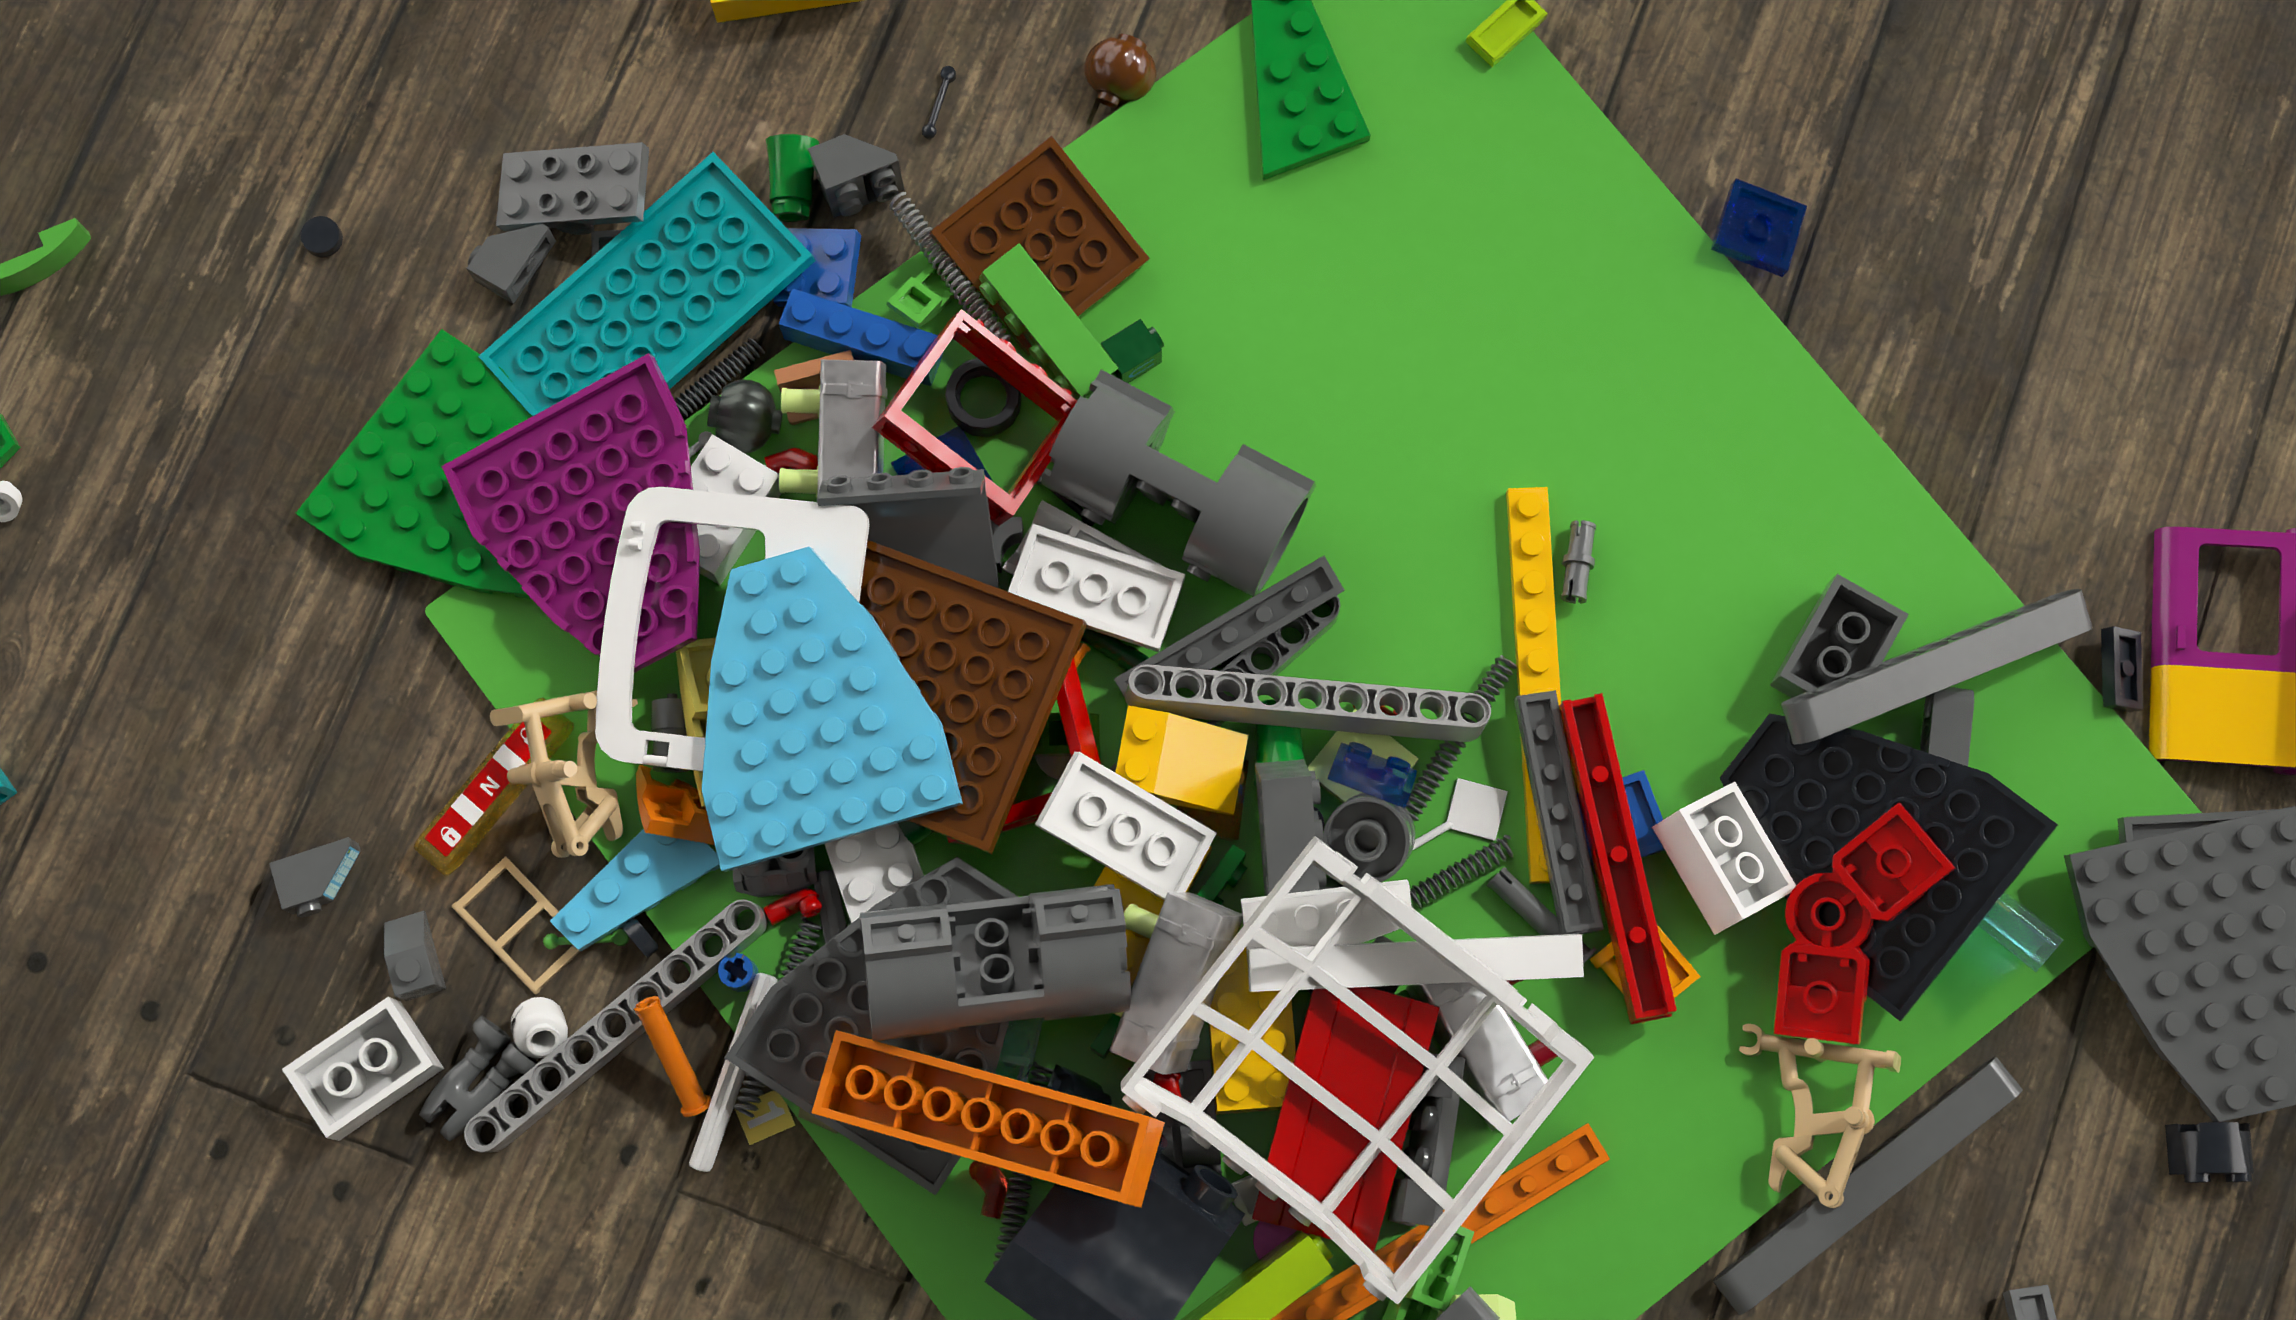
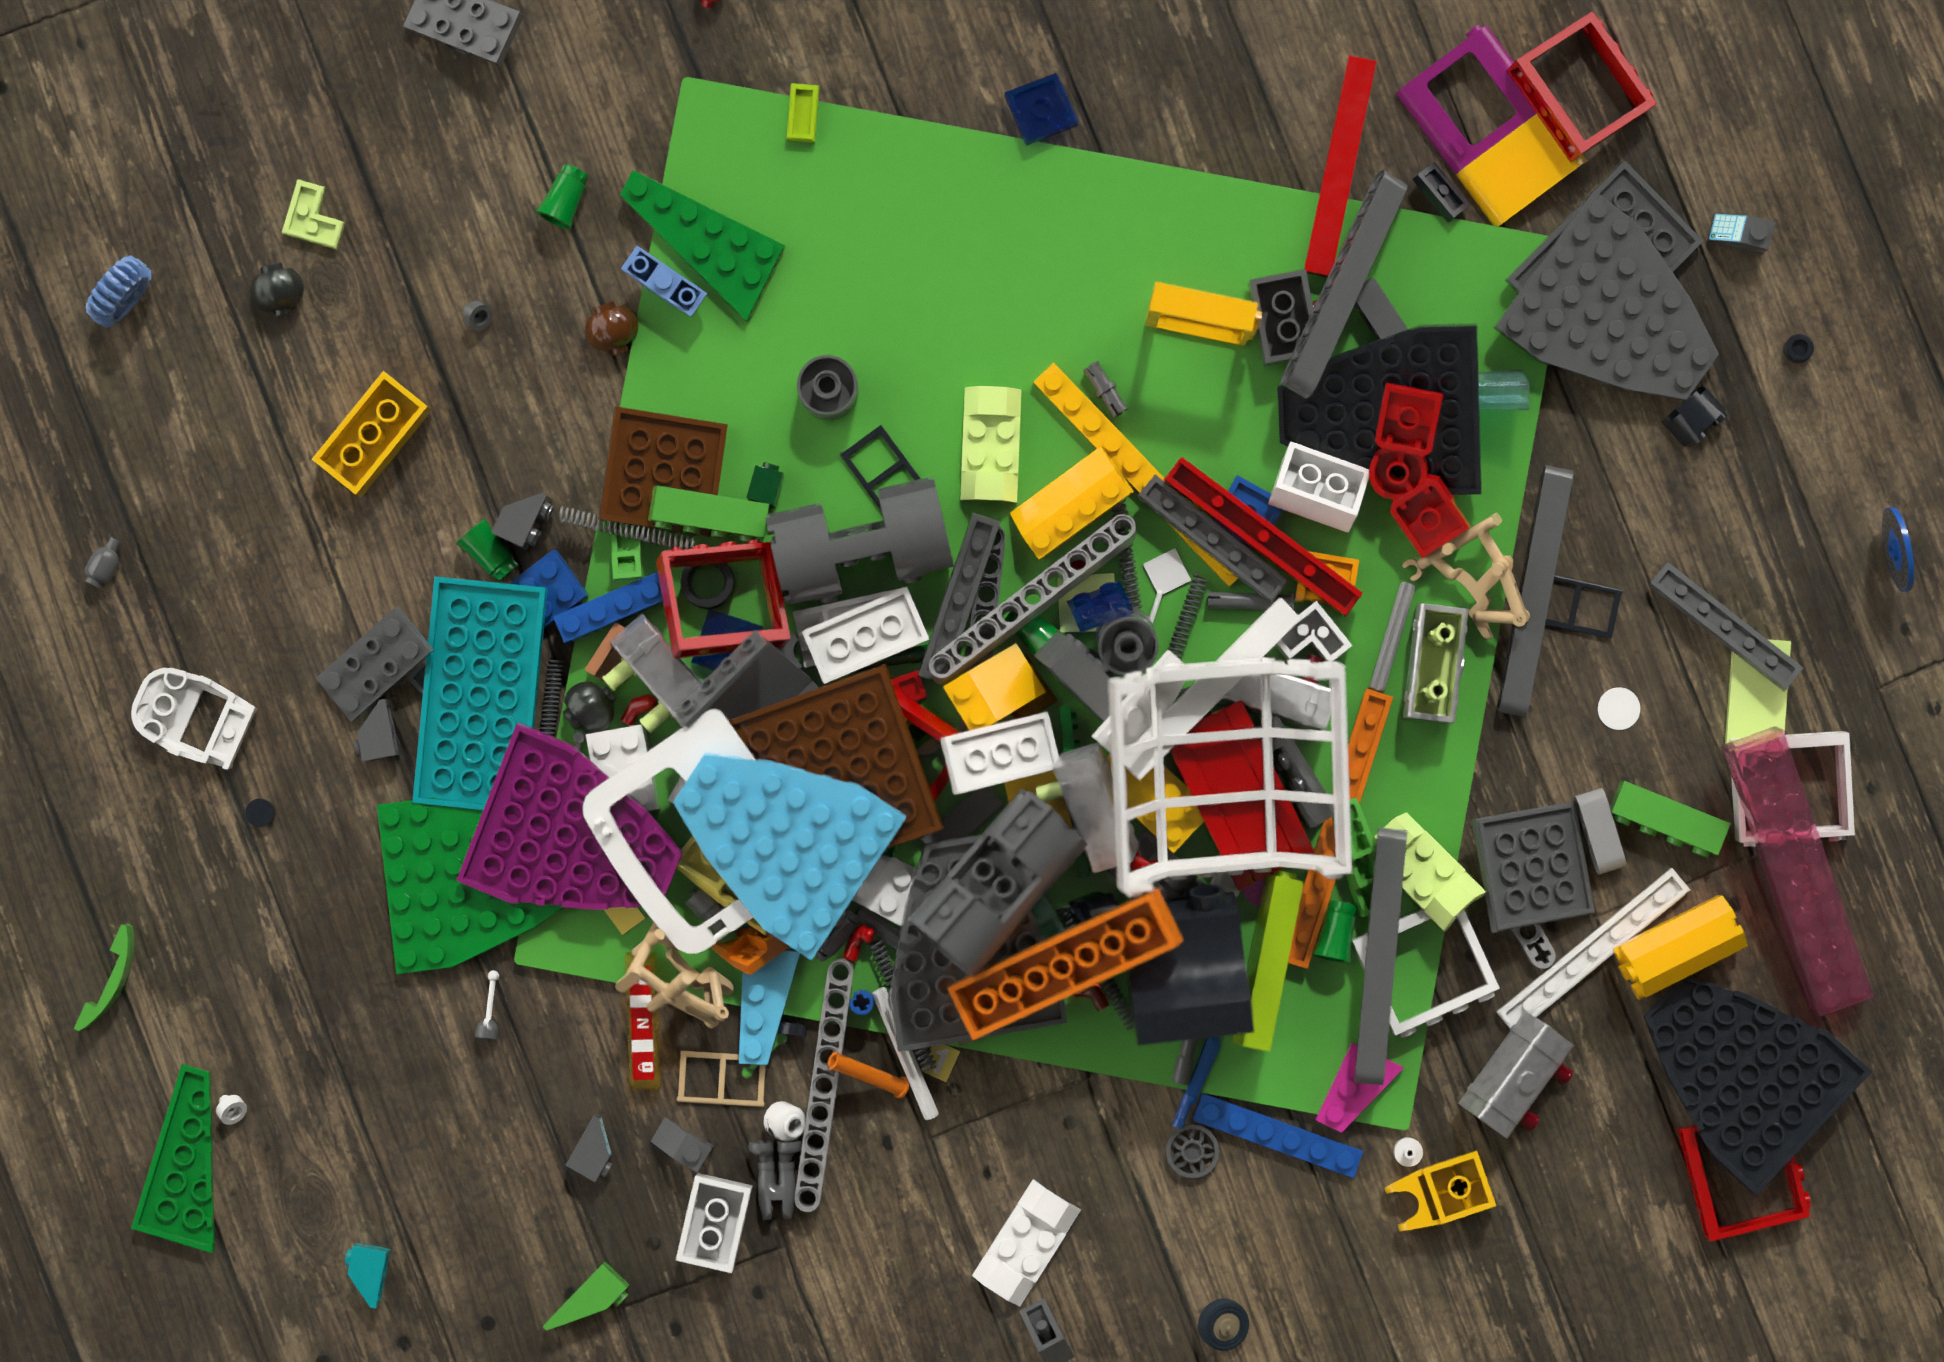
camera: 35 degrees left, 10 degrees up
(173, 1032) = (595, 1295): none -> bright green slope
(333, 651) = (487, 1027): none -> hinge
(335, 53) = (167, 704): none -> white slope
(578, 662) = (624, 917): none -> light yellow sticker
(948, 75) = (517, 414): black hinge -> none
(1029, 873) = (966, 816): none -> dark grey tile
(1096, 686) = (910, 685): none -> red plate
(1213, 61) = (663, 282): none -> medium blue slope
(1287, 307) = (827, 387): none -> dark grey wheel
(1297, 452) = (902, 461): none -> black window
(1407, 513) = (990, 443): none -> yellowish green piece
(1437, 646) = (1071, 503): none -> yellow slope
(1587, 1006) = (1319, 631): none -> white brick
(1665, 1093) = (1392, 636): none -> light grey axle
(1690, 1163) = (1435, 663): none -> yellowish green piece
(1773, 546) = (1202, 314): none -> yellow window
(1875, 1259) = (1570, 625): none -> black window
(2032, 549) = (1339, 166): none -> red tile

